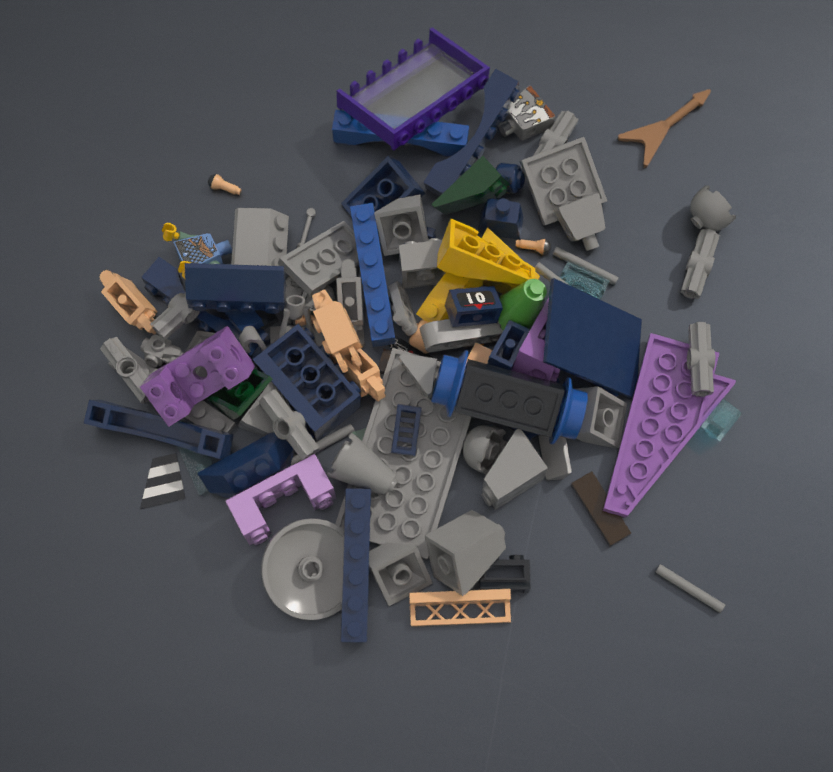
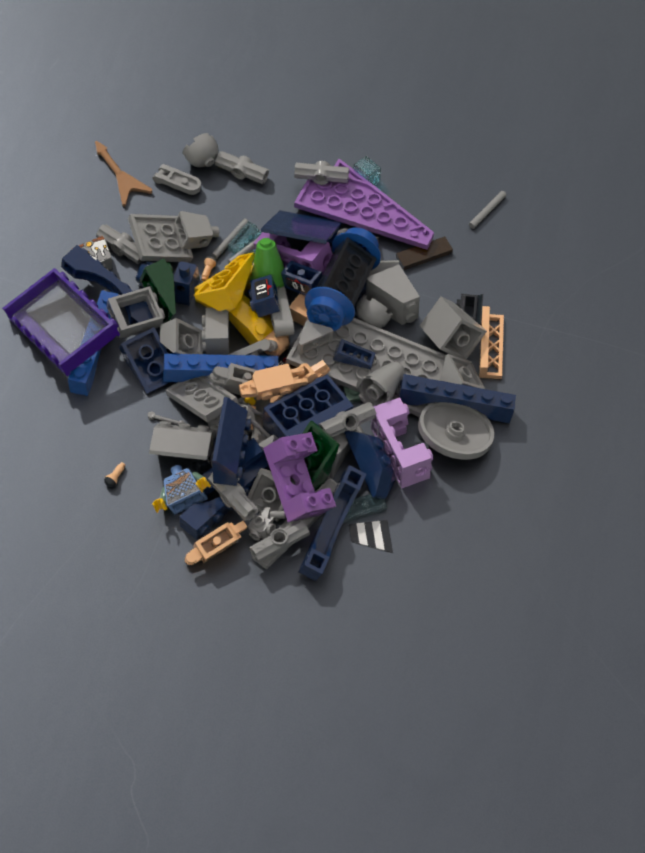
camera: 85 degrees left, 15 degrees down
(421, 145) = (145, 294): none -> light grey window
(665, 192) = (177, 179): none -> light grey plate

